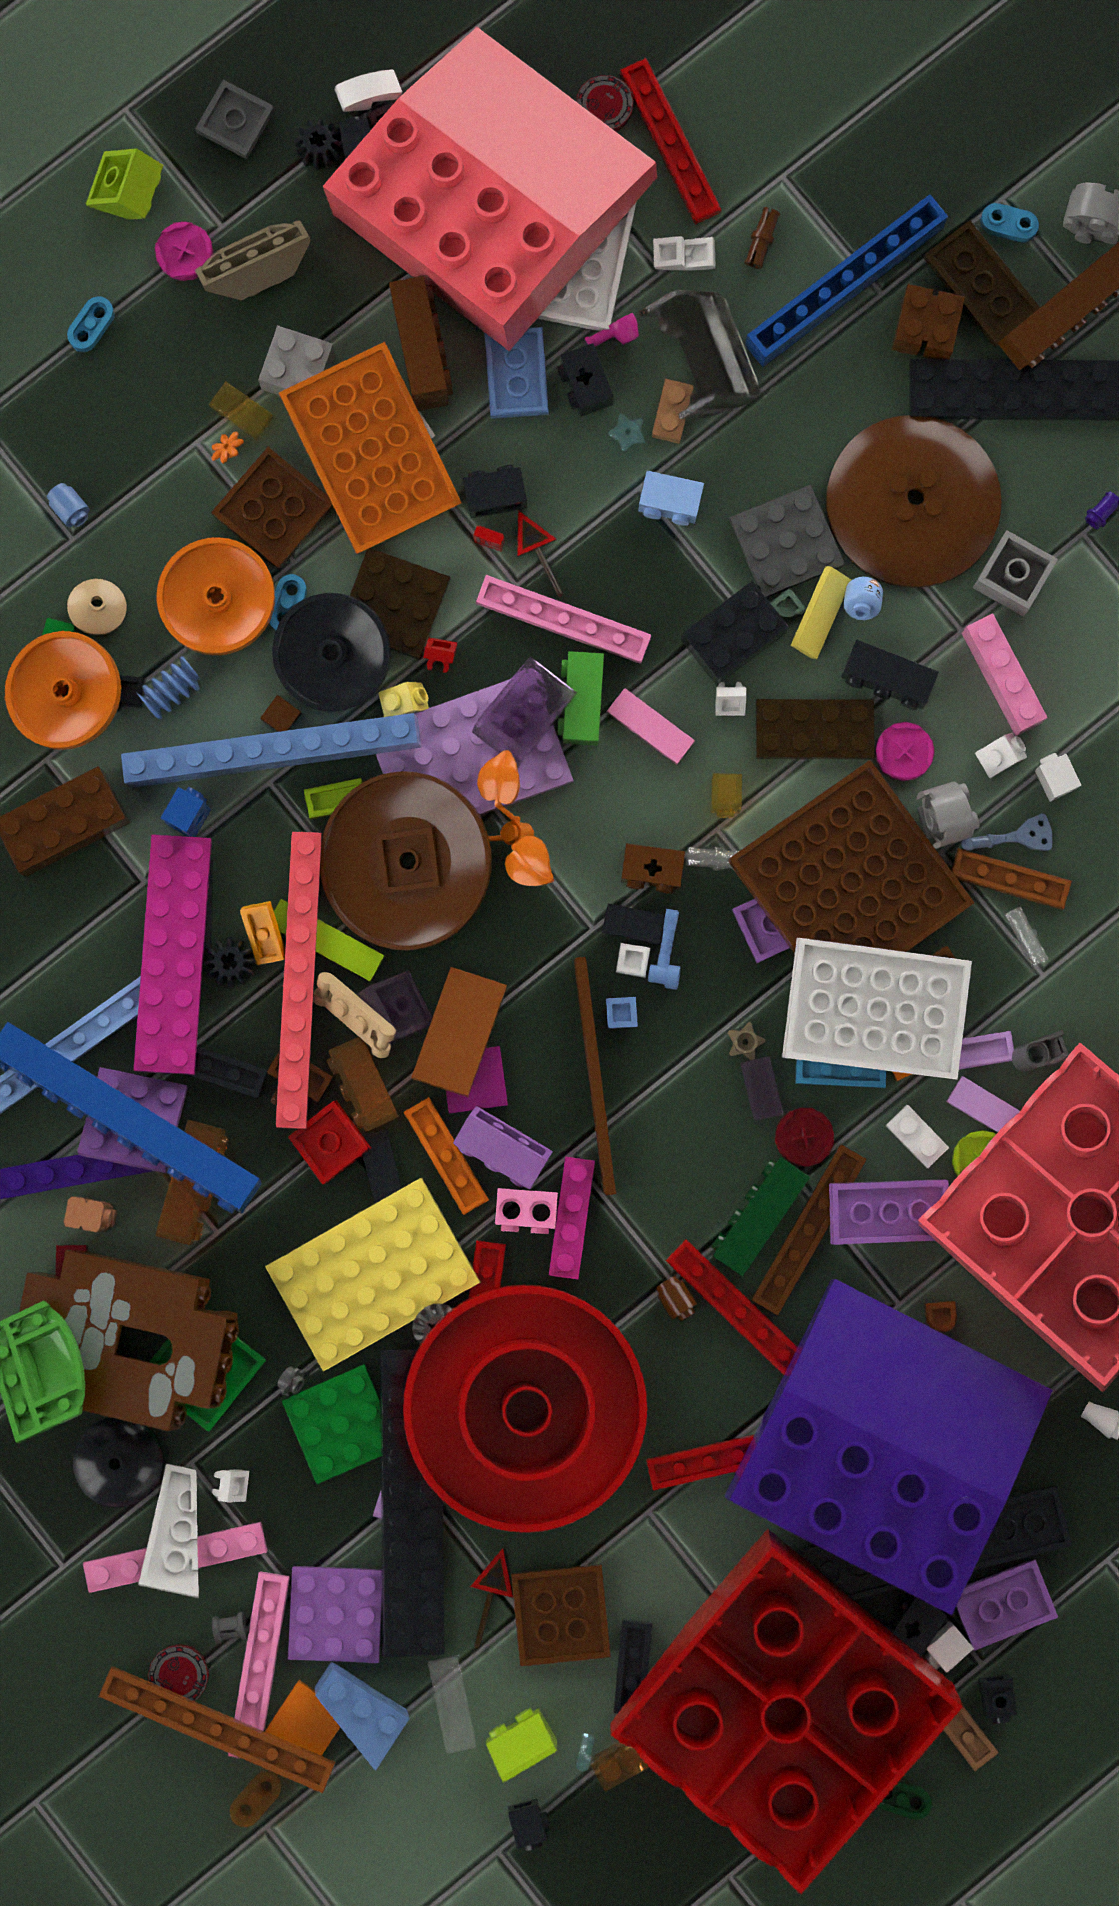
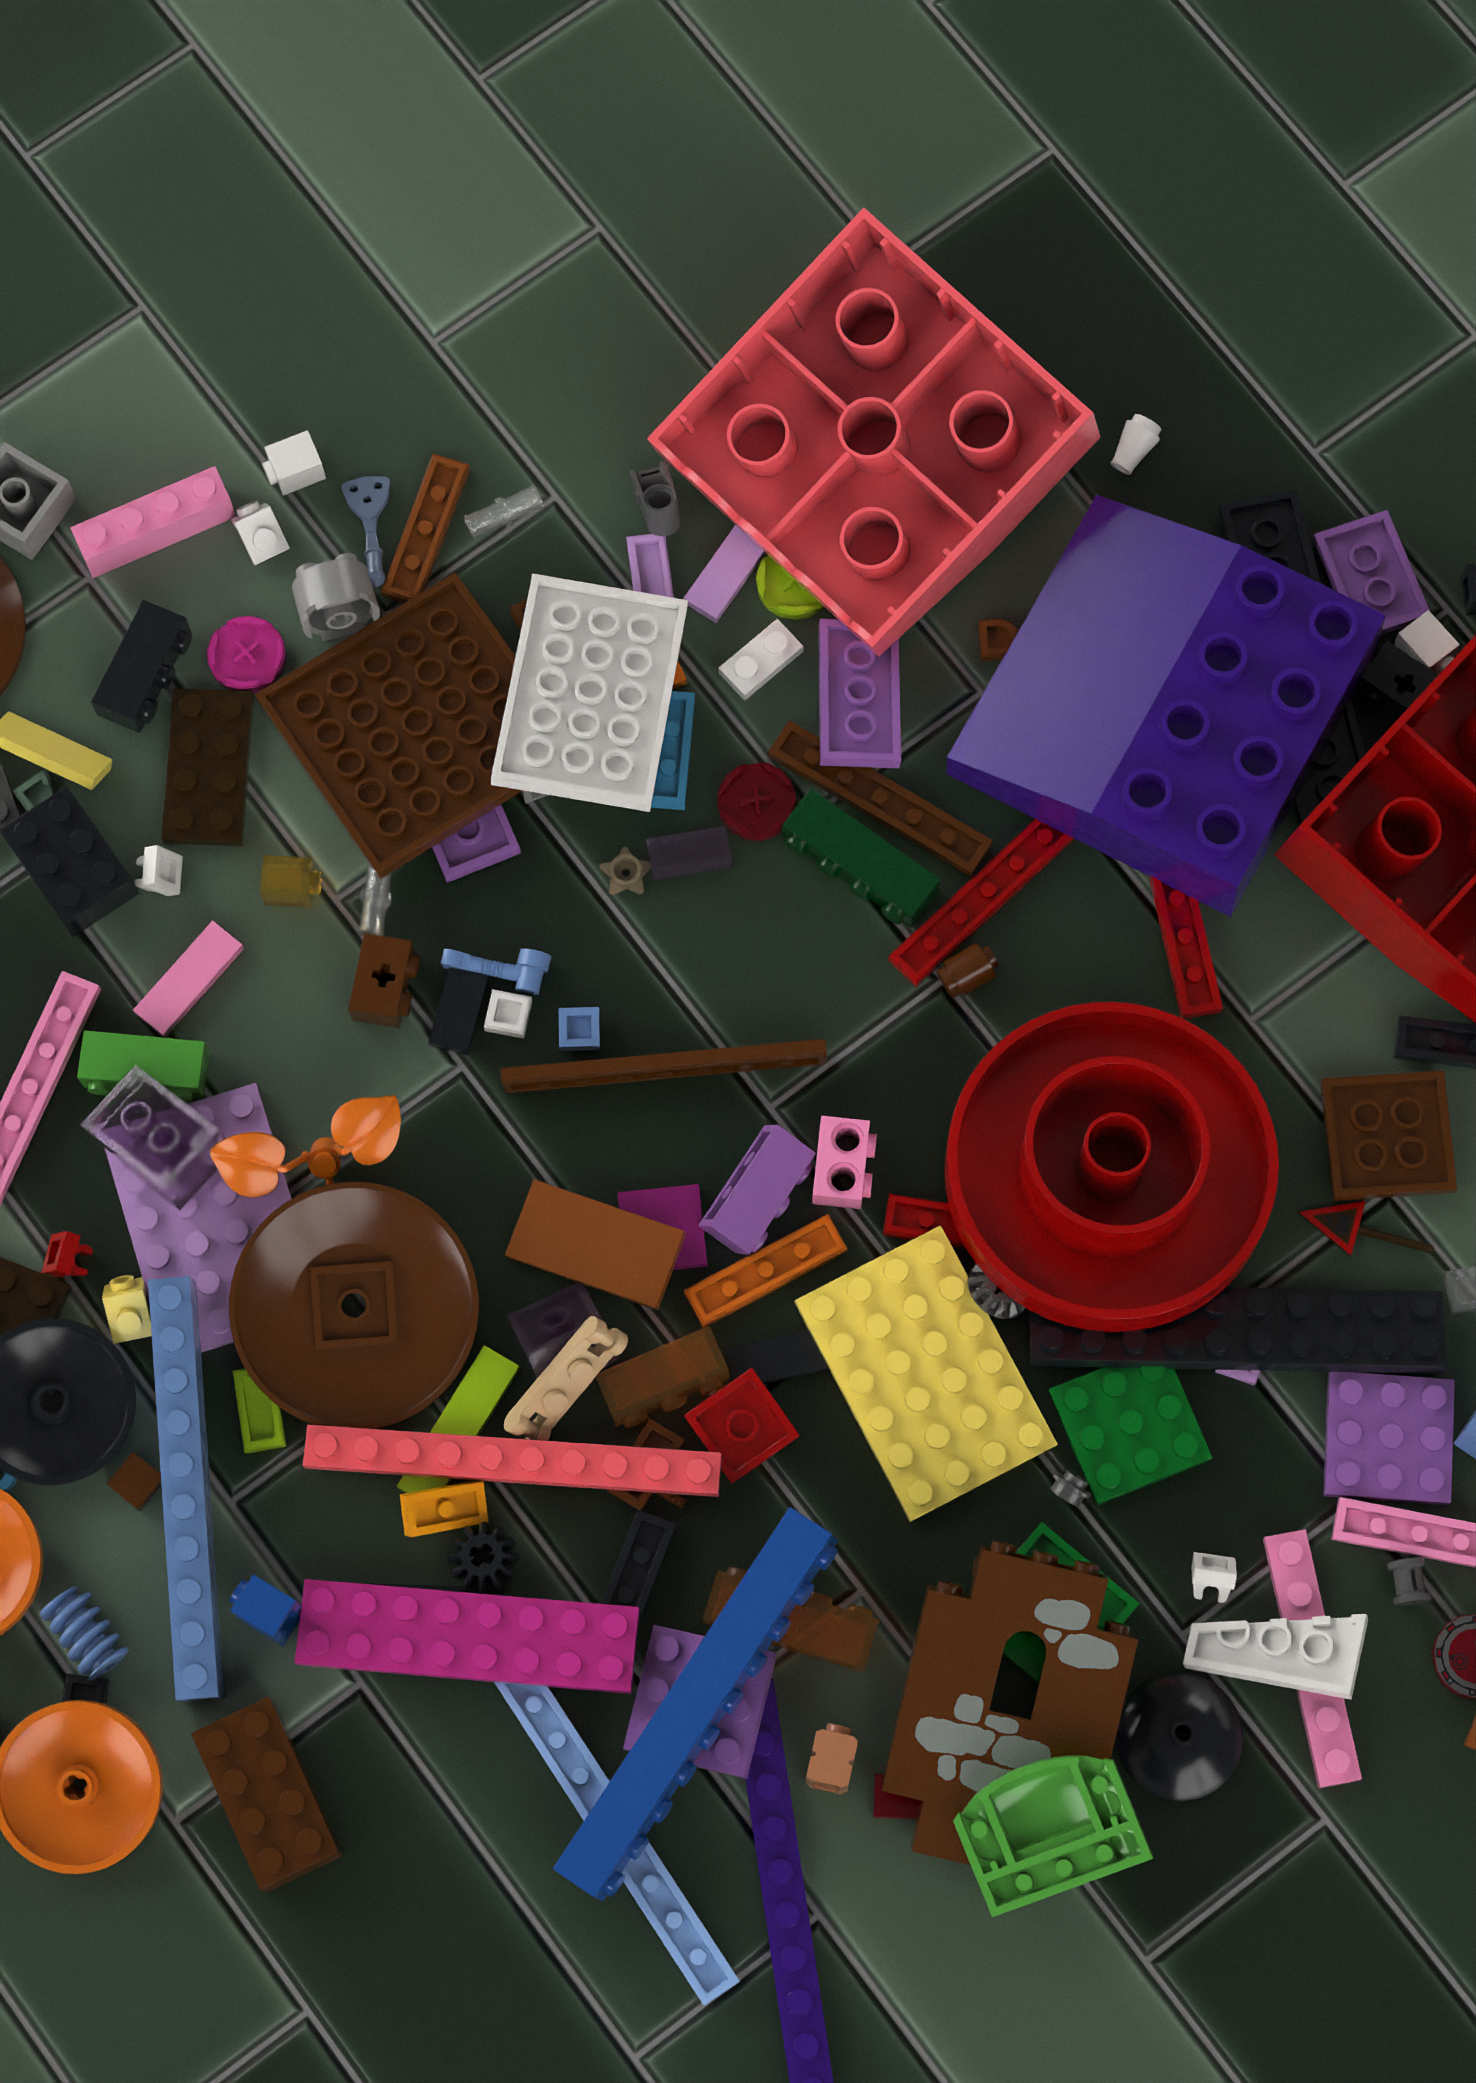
camera: 85 degrees left, 10 degrees down
(571, 1218) = (885, 1109): dark pink plate -> none
(863, 598) = (35, 693): light blue head -> none

